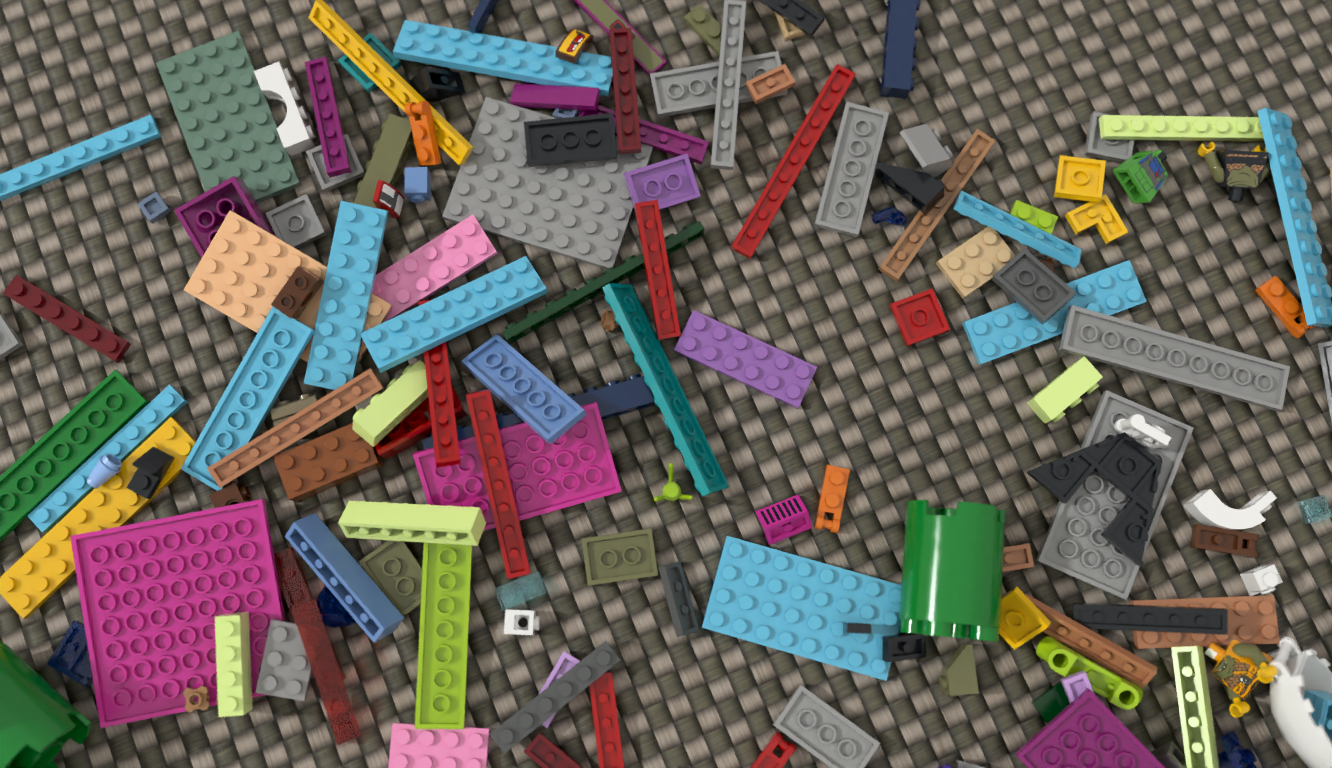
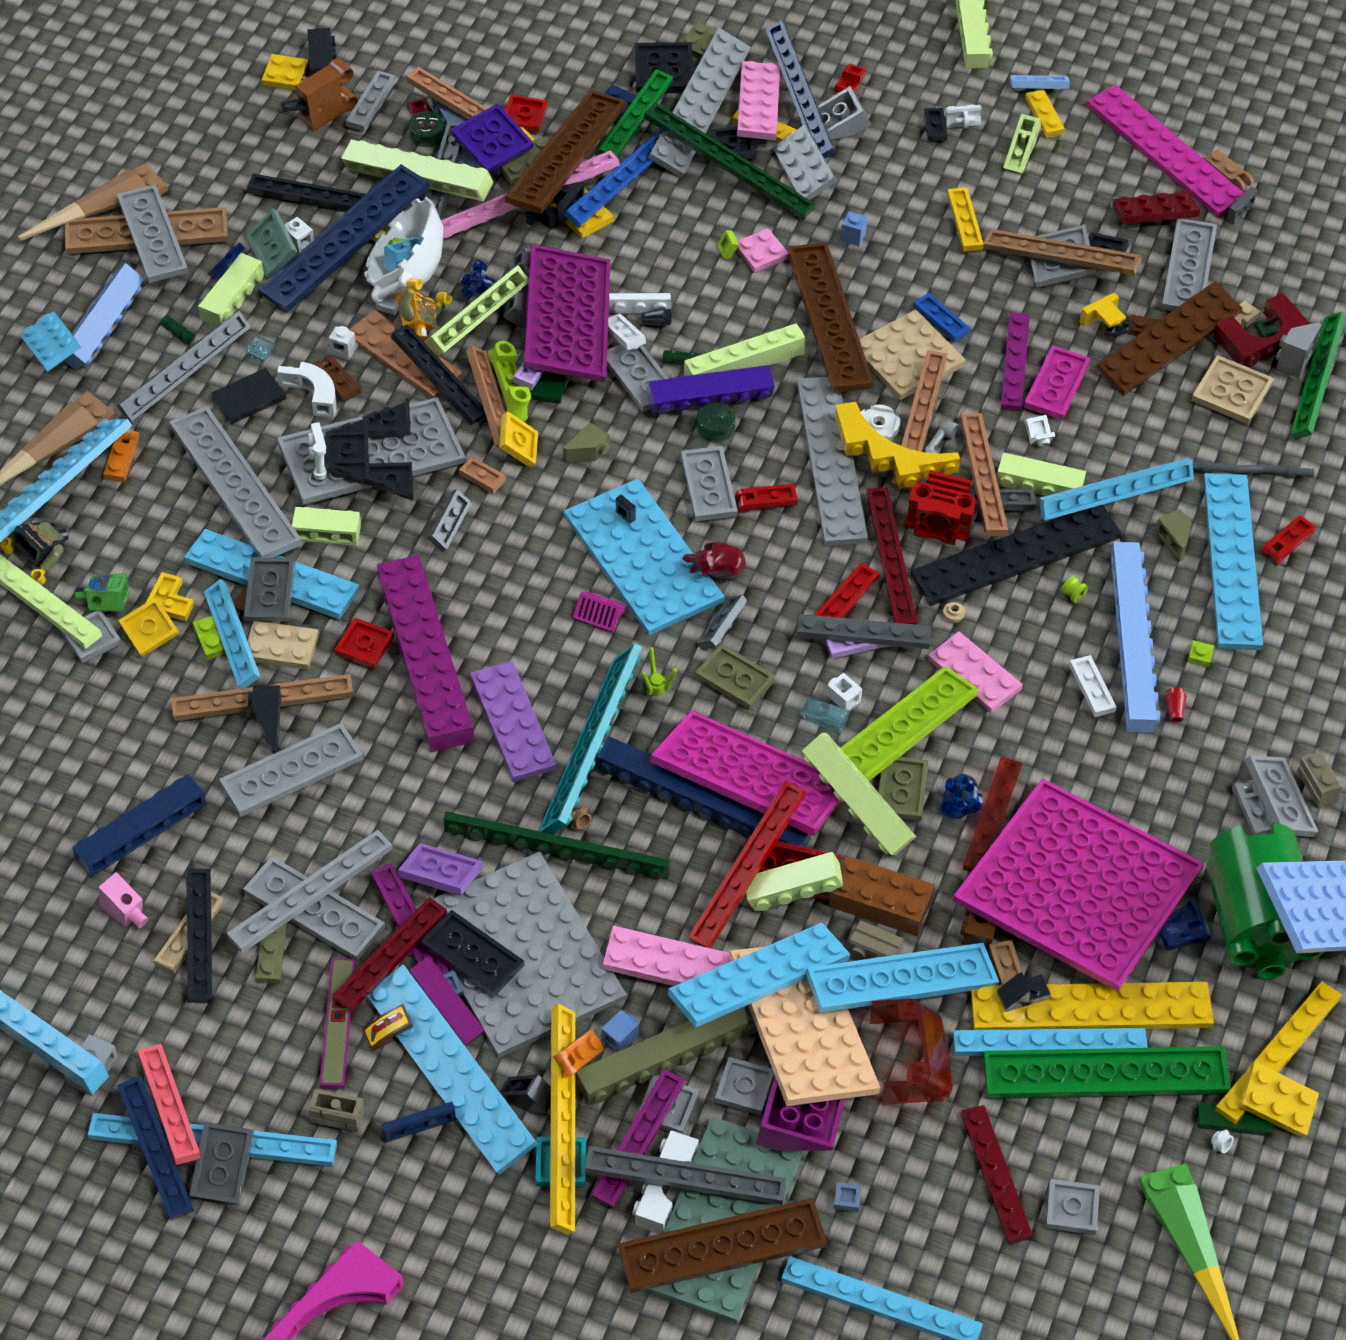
camera: 135 degrees left, 25 degrees down
(105, 469) = (1057, 1021): light blue cone -> none
(188, 491) = (1004, 960): none -> medium nougat plate
(200, 92) = (722, 1245): none -> reddish brown plate
(203, 382) = (927, 1079): none -> clear red windscreen
(203, 698) = (1116, 821): medium nougat plate -> none
(233, 664) = (1068, 813): yellowish green brick -> none
(264, 110) = (685, 1175): none -> dark grey plate
(284, 665) = (1028, 792): light grey plate -> none
(295, 428) = (884, 922): nougat plate -> none
(297, 292) = (793, 998): reddish brown brick -> none
(325, 671) = (1007, 763): clear red plate -> none
(344, 577) = (940, 808): medium blue brick -> none
(388, 199) = (656, 1029): slope -> none
(453, 314) = (689, 908): medium azure plate -> none
(498, 483) = (771, 768): red plate -> none
(523, 388) = (692, 811): medium blue plate -> none
(657, 269) = (511, 810): red plate -> none
(729, 657) = (717, 560): none -> dark red piece
(770, 83) = (280, 864): nougat plate -> none
(793, 161) = (323, 810): red plate -> none
(832, 498) = (553, 596): orange plate -> none
(869, 350) = (425, 654): none -> magenta brick
(889, 214) = (302, 721): clear blue arm -> none
(903, 647) = (606, 482): black plate -> none
(927, 149) = (229, 724): light grey slope -> none
(952, 570) = (530, 480): green brick -> none
(980, 482) = (449, 520): none -> plate
(1267, 456) = (248, 396): none -> black tile

